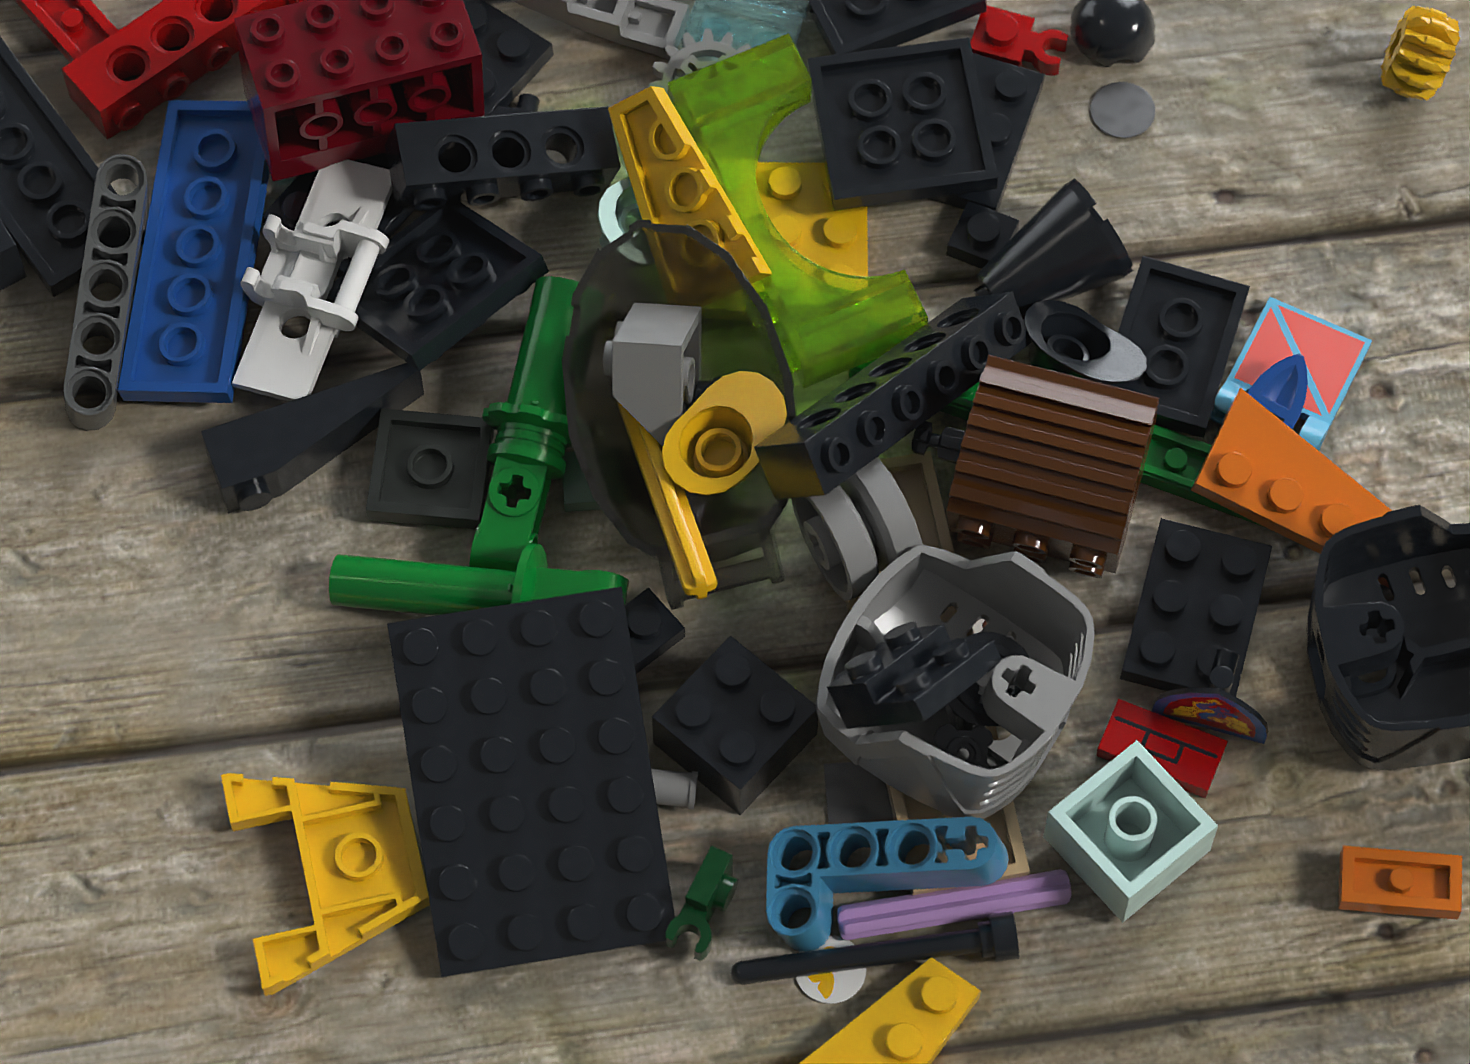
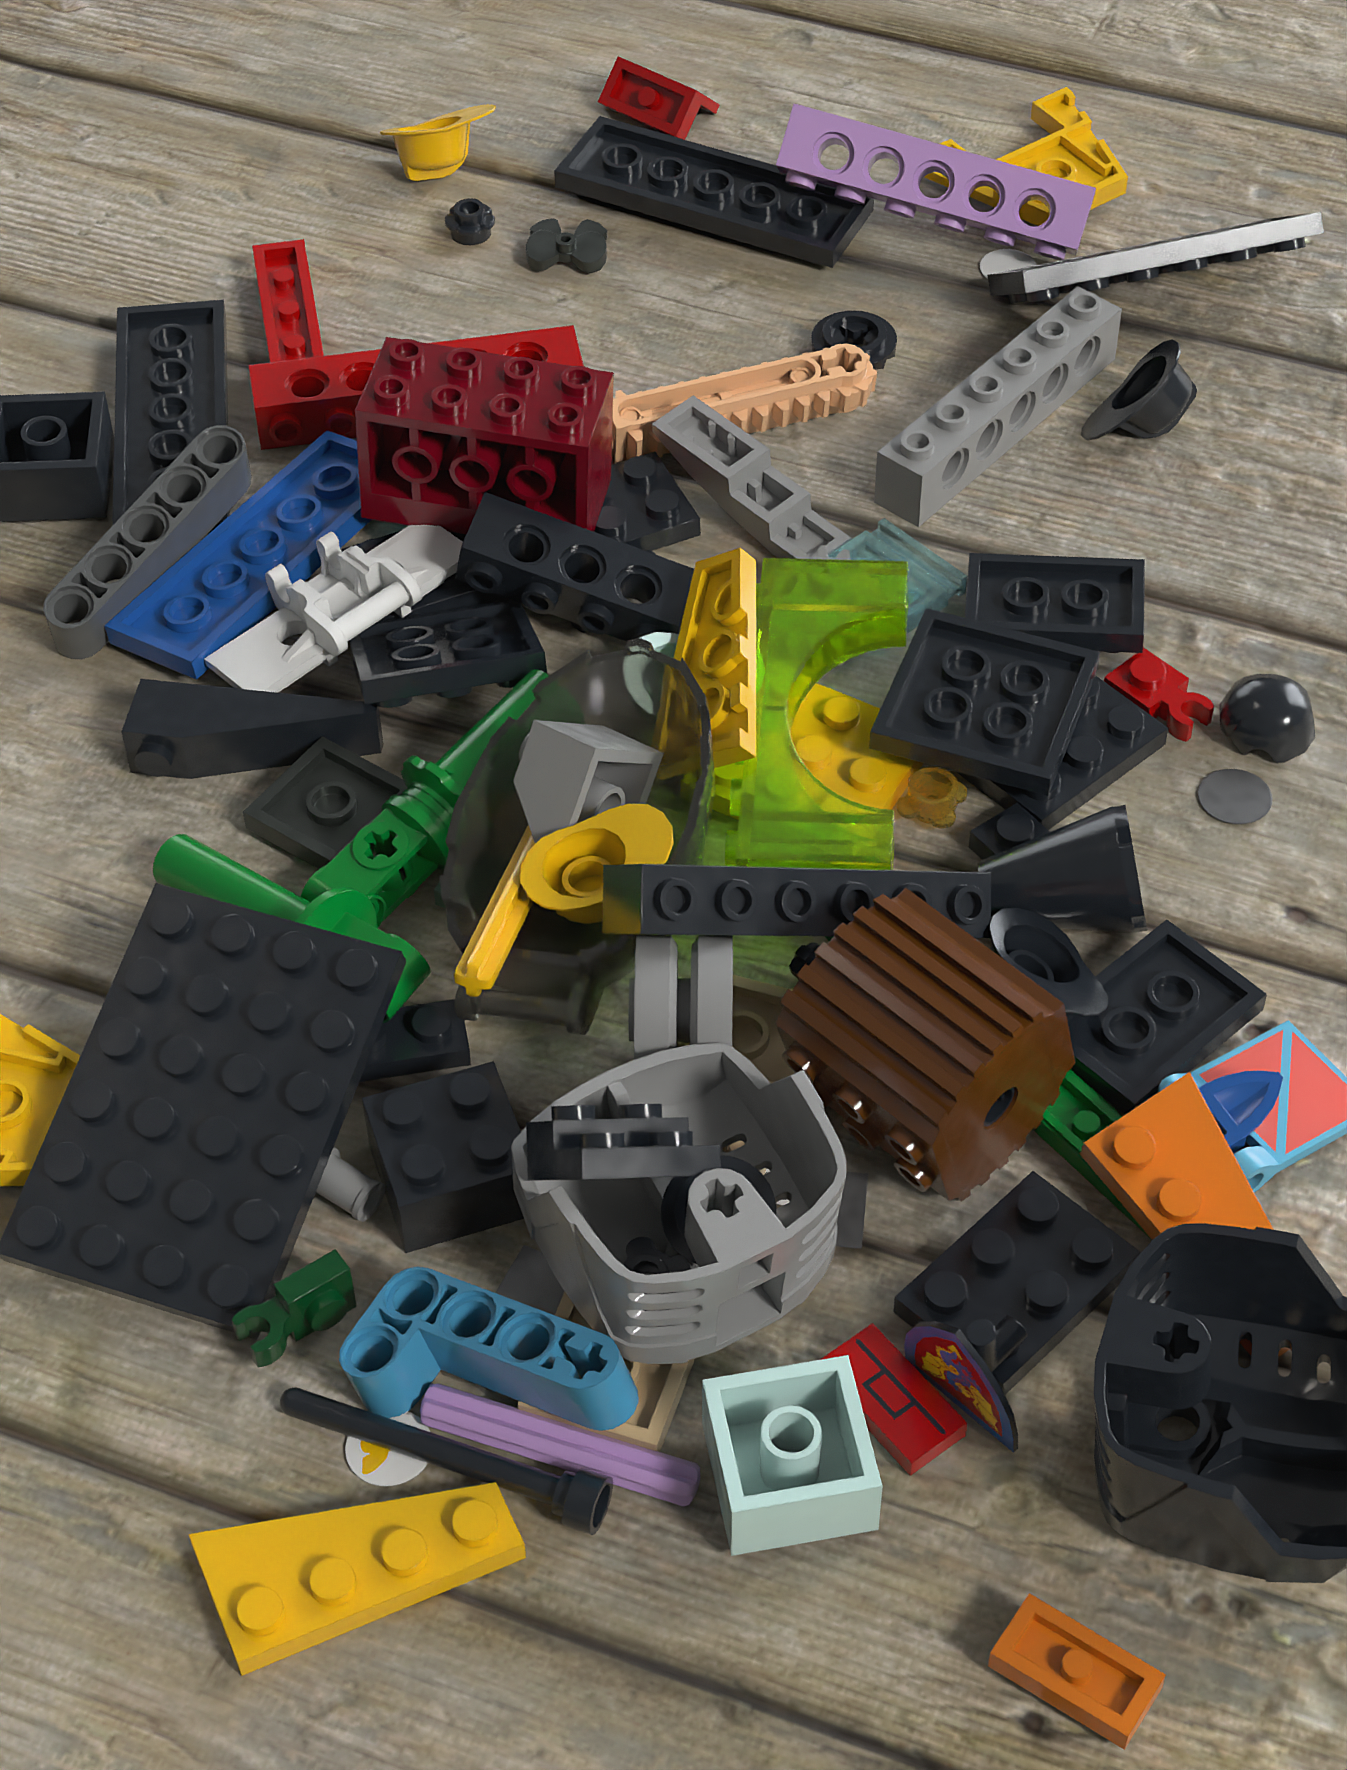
camera: 30 degrees right, 15 degrees down
(899, 213) = (932, 797): none -> clear yellow plate

